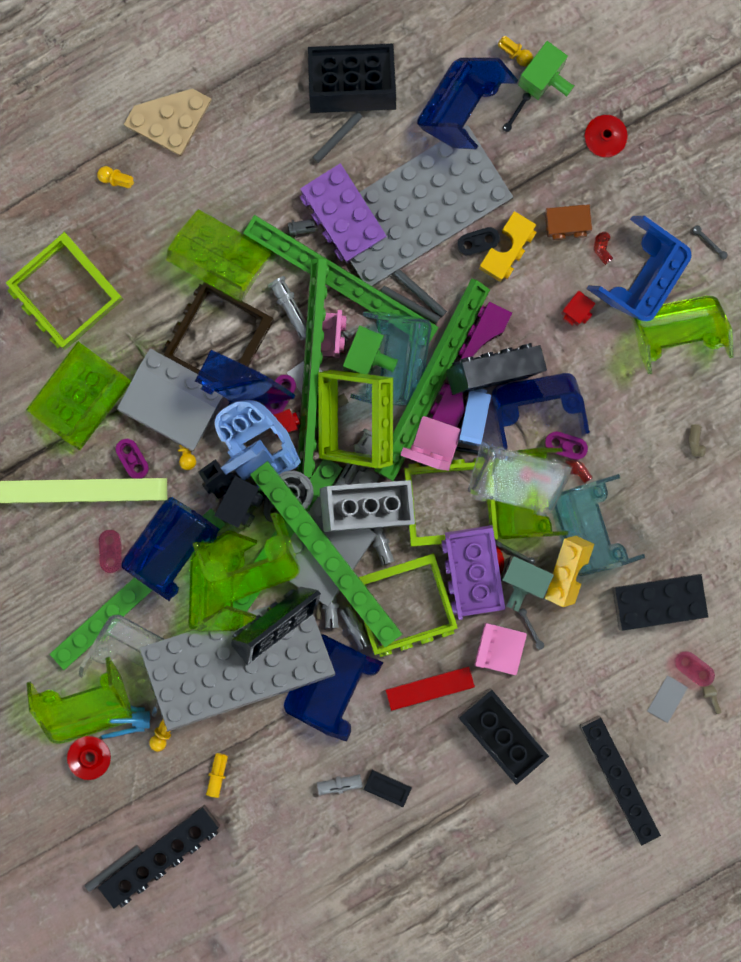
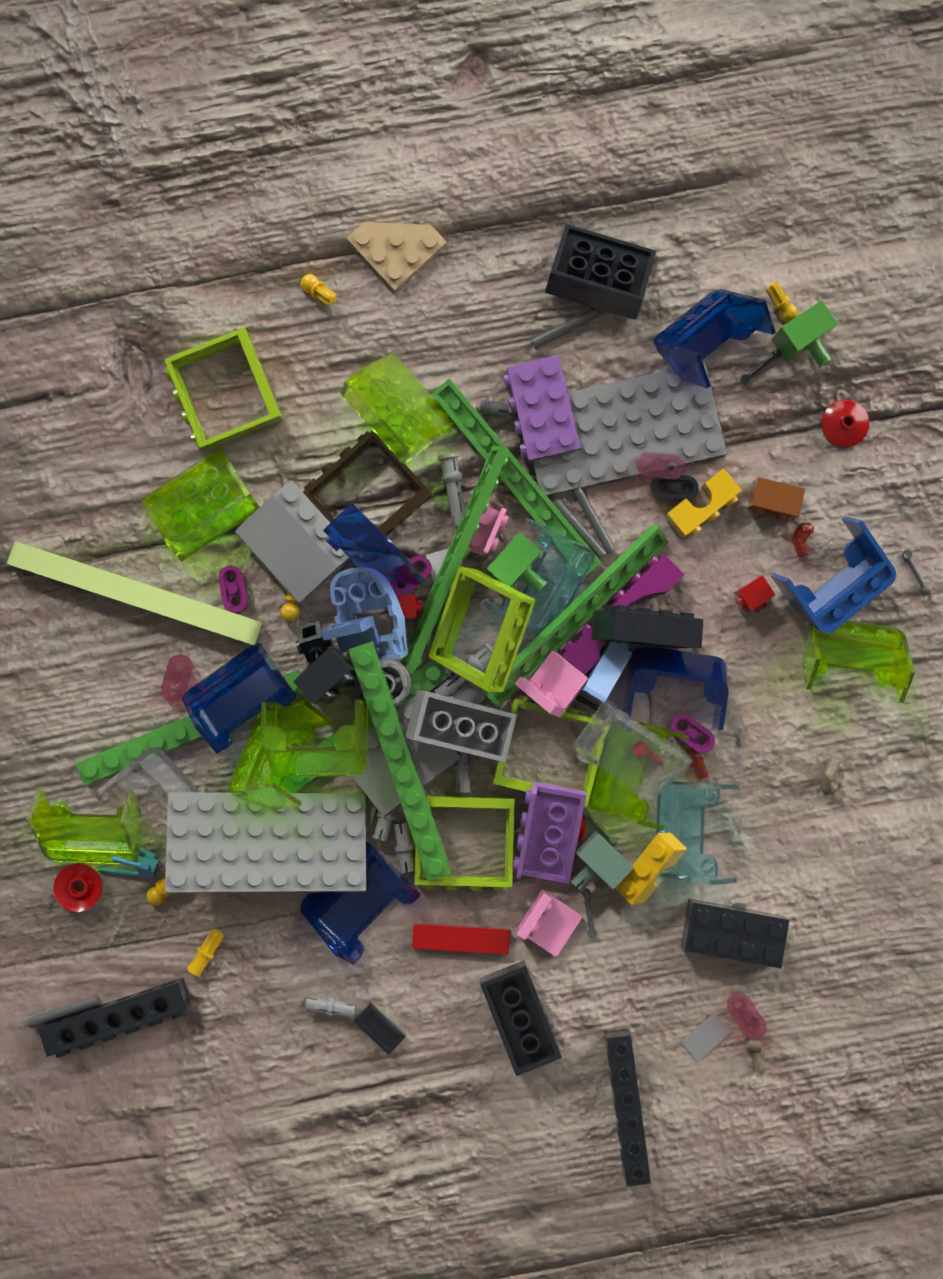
camera: 15 degrees right, 0 degrees up
(276, 623) = (321, 816): black slope -> none
(459, 227) = (659, 465): none -> clear pink plate

